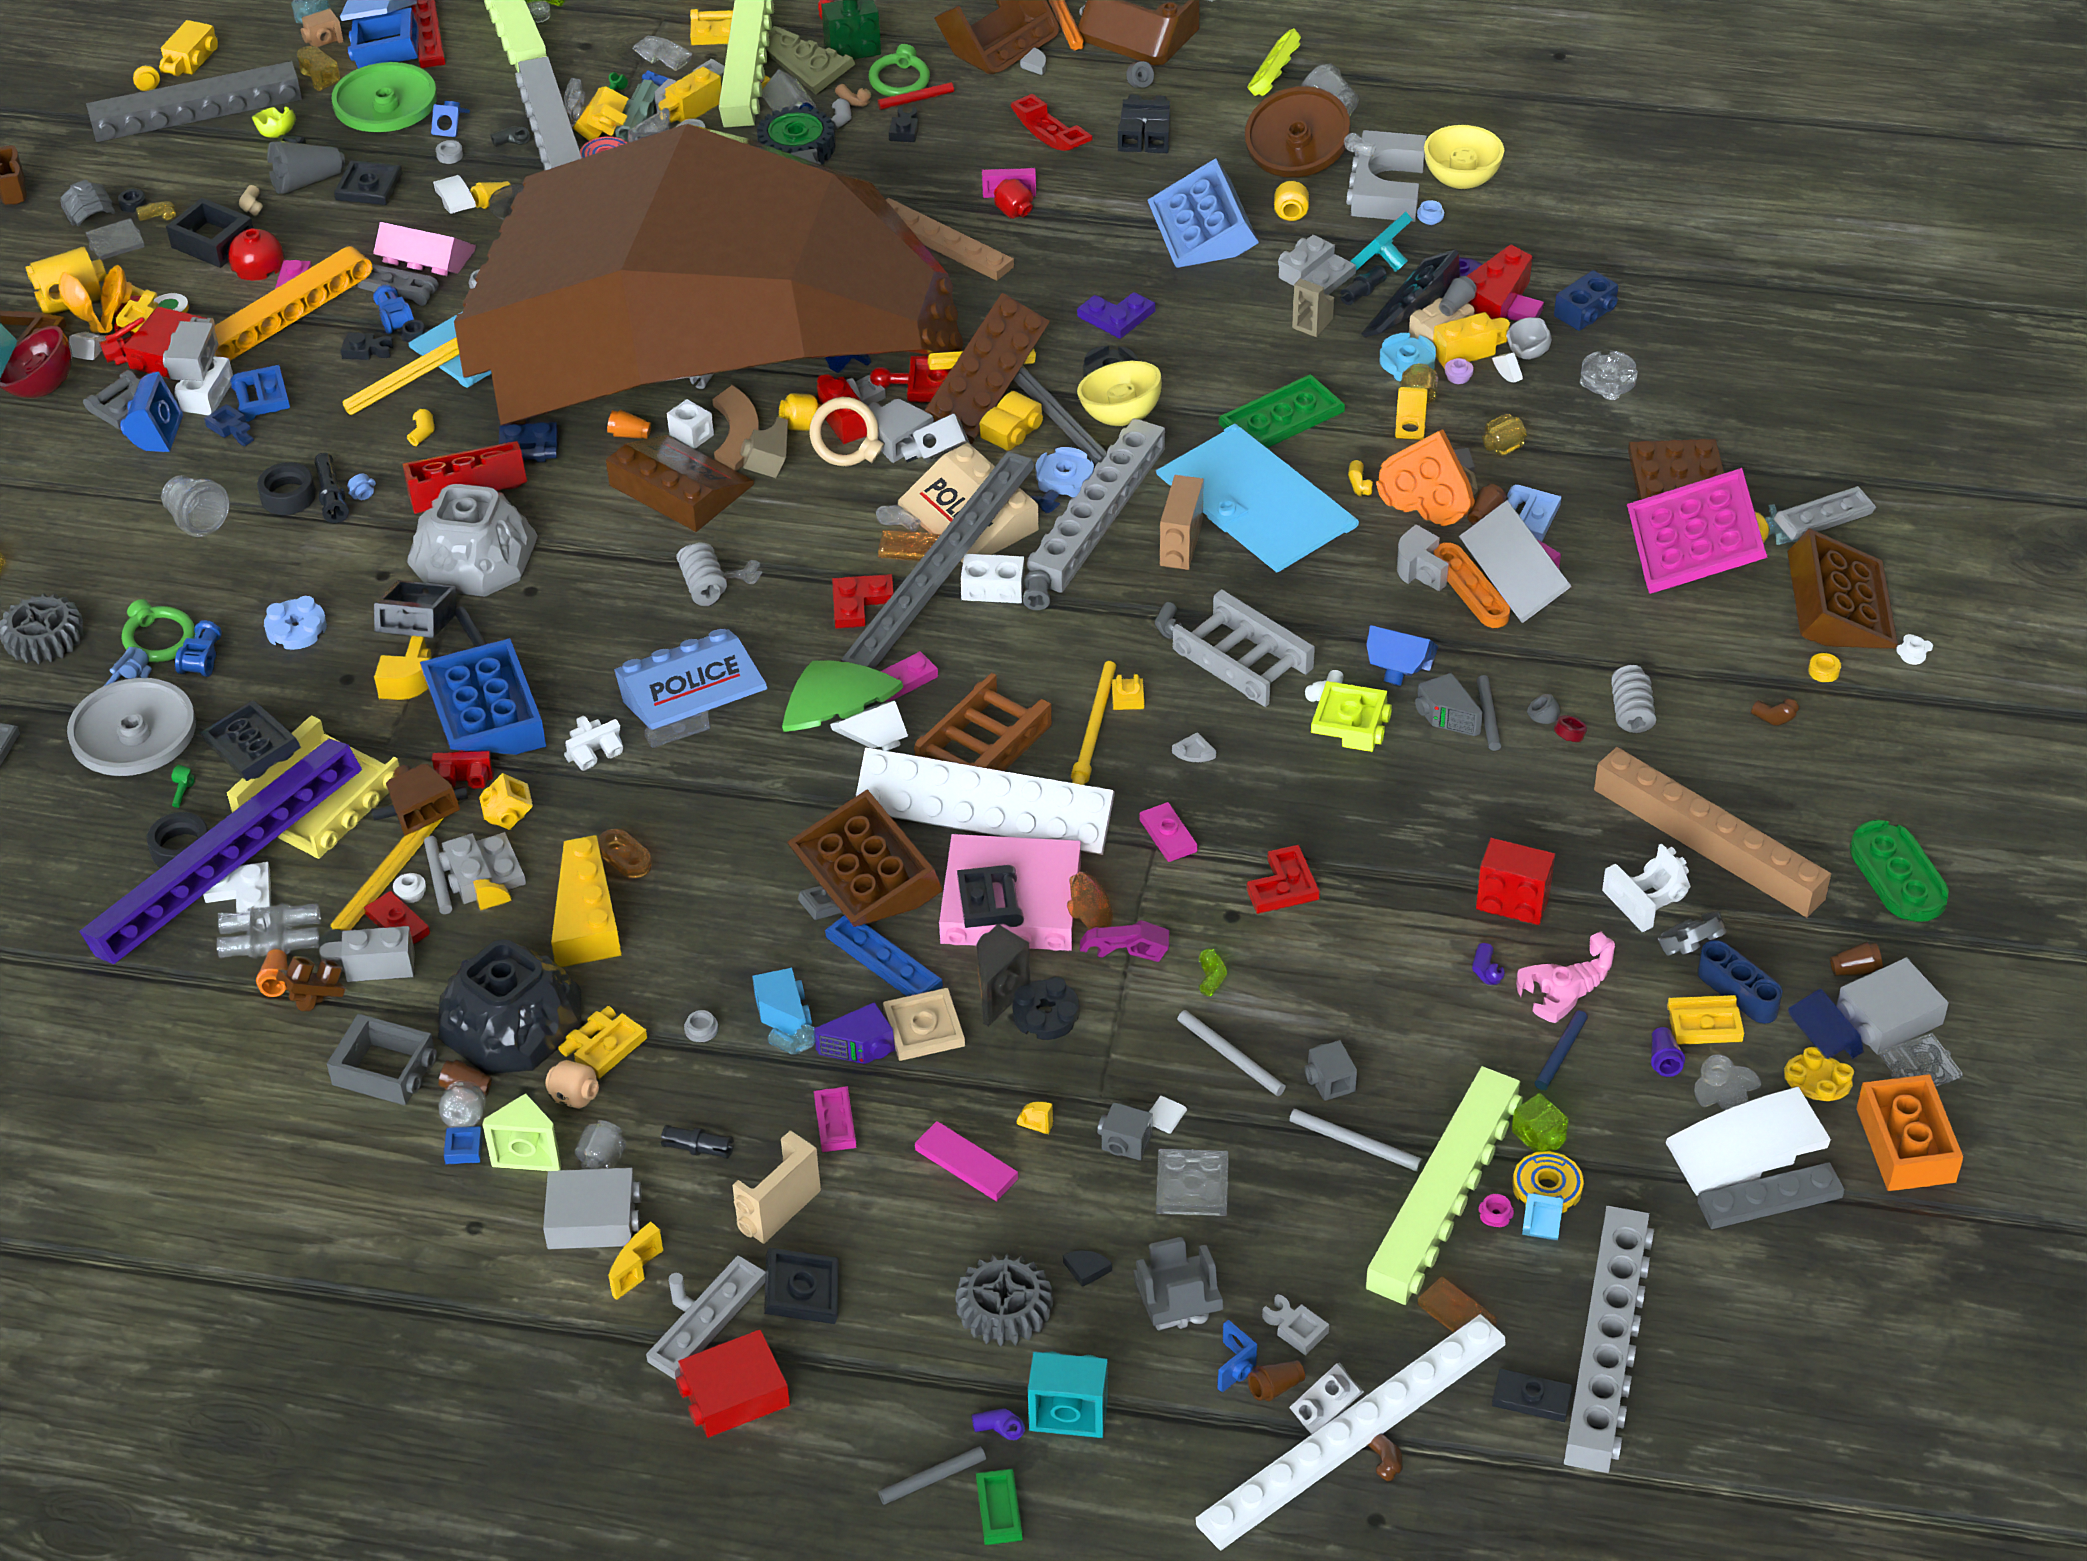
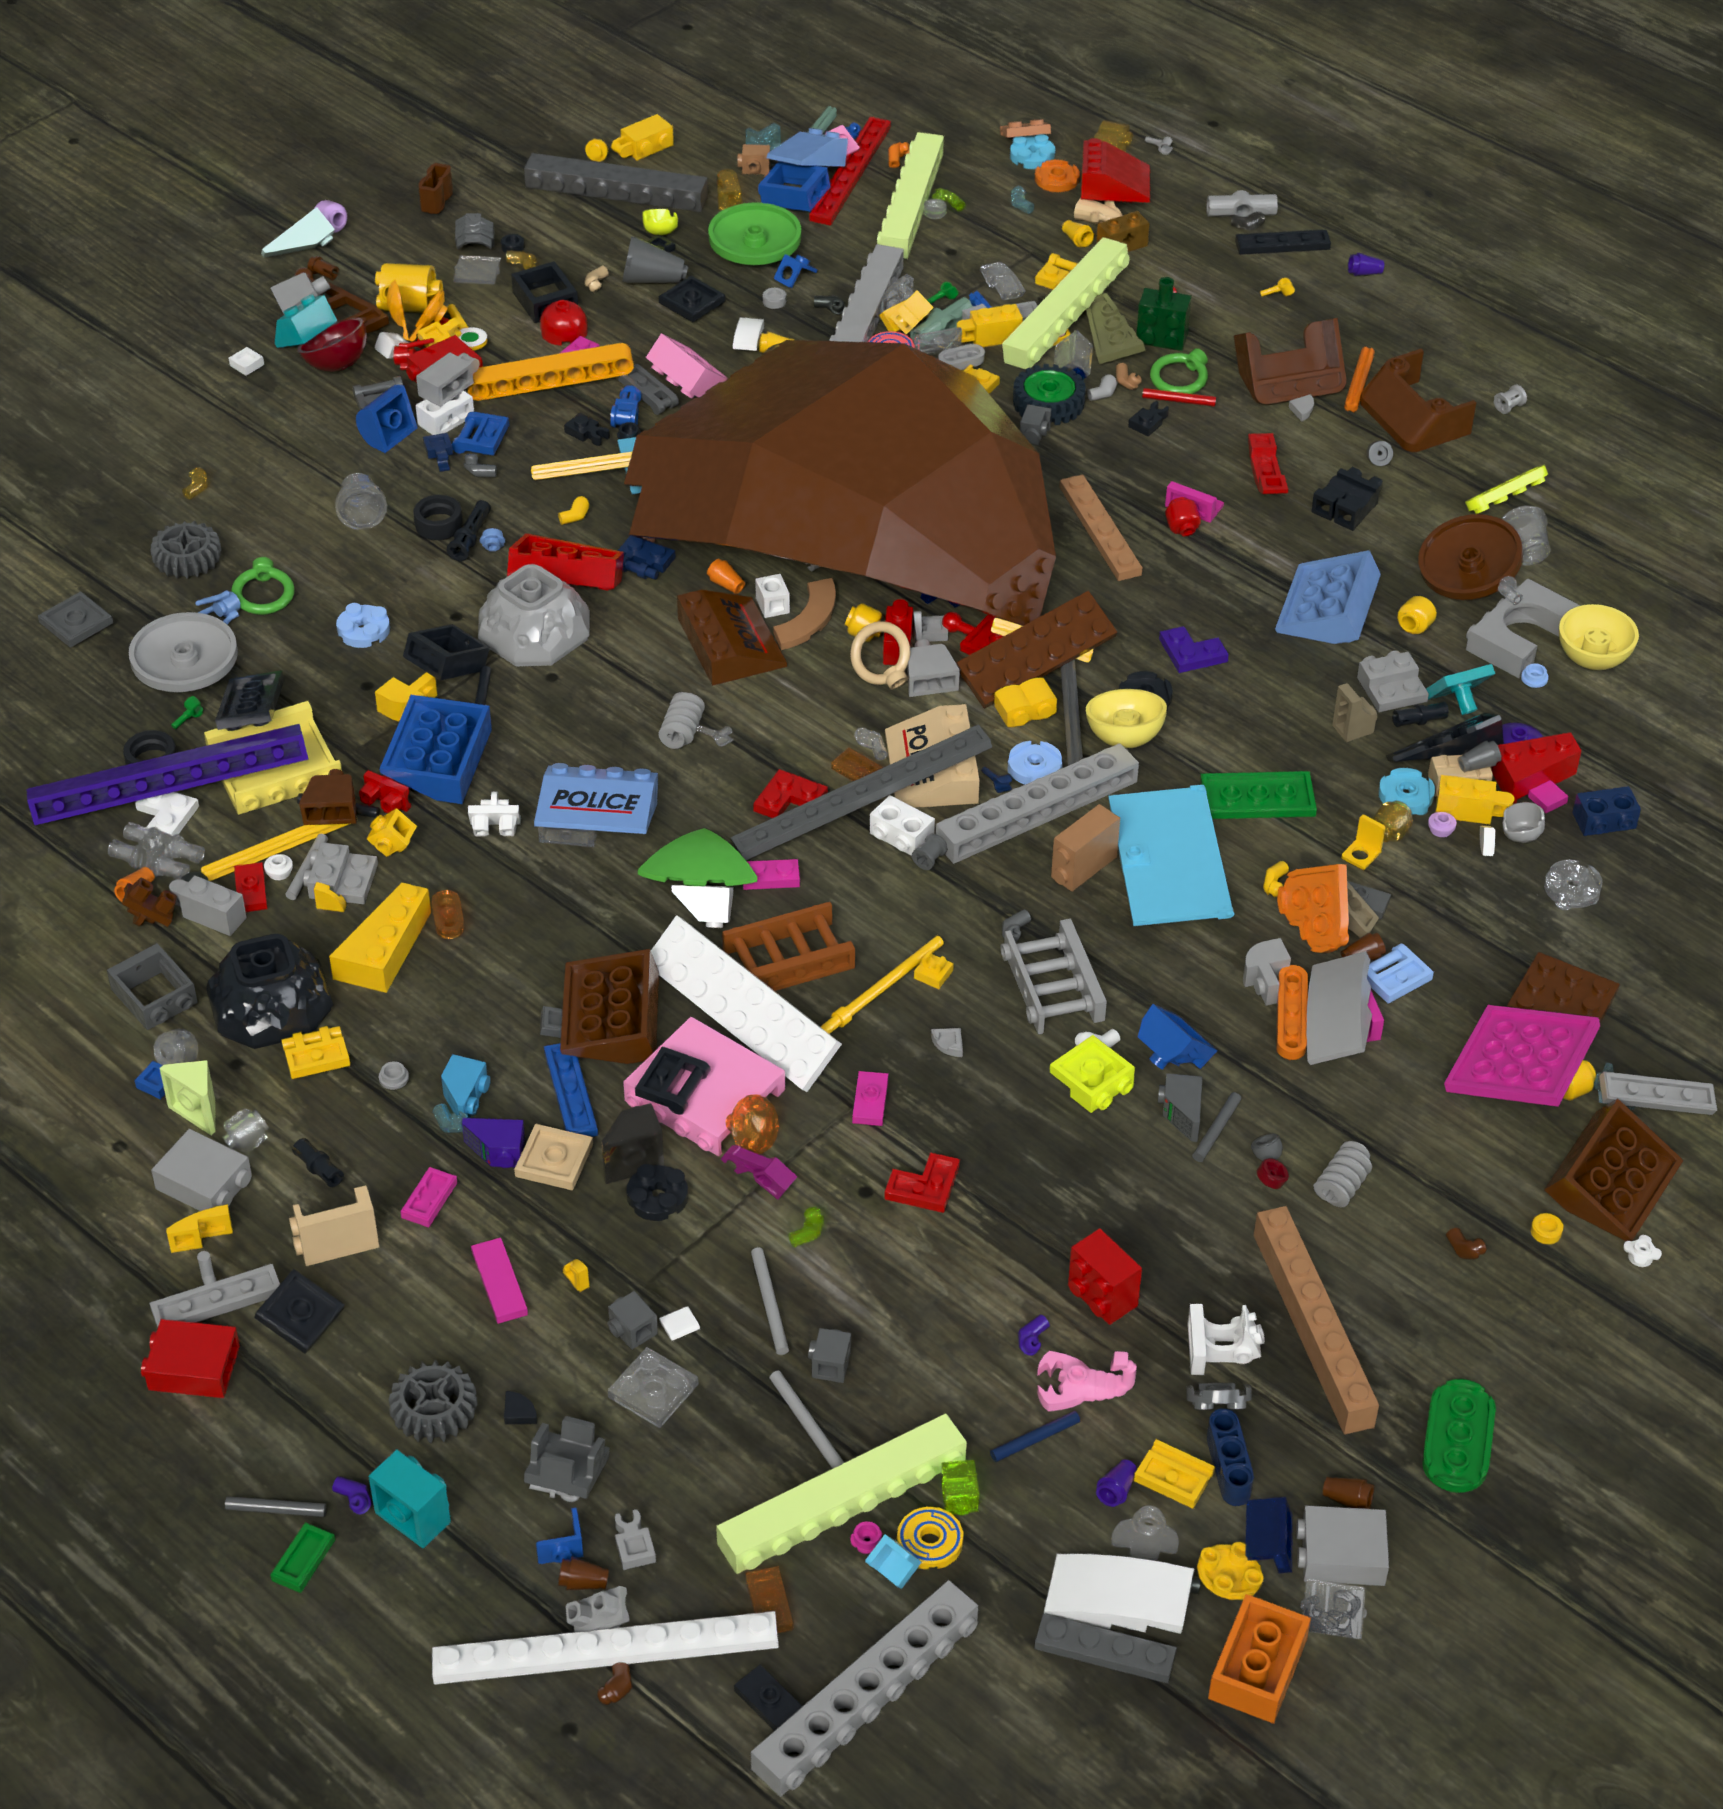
camera: 30 degrees right, 0 degrees up
(199, 653) = (277, 616): blue connector -> none
(285, 428) = (478, 470): none -> dark grey arm
(459, 1071) = (197, 1025): reddish brown cone -> none
(572, 1084) = (265, 1073): light nougat head -> none
(766, 449) = (811, 640): dark tan arch -> none
(948, 435) = (948, 690): torso -> none
(1504, 434) = (1430, 896): clear yellow head -> none

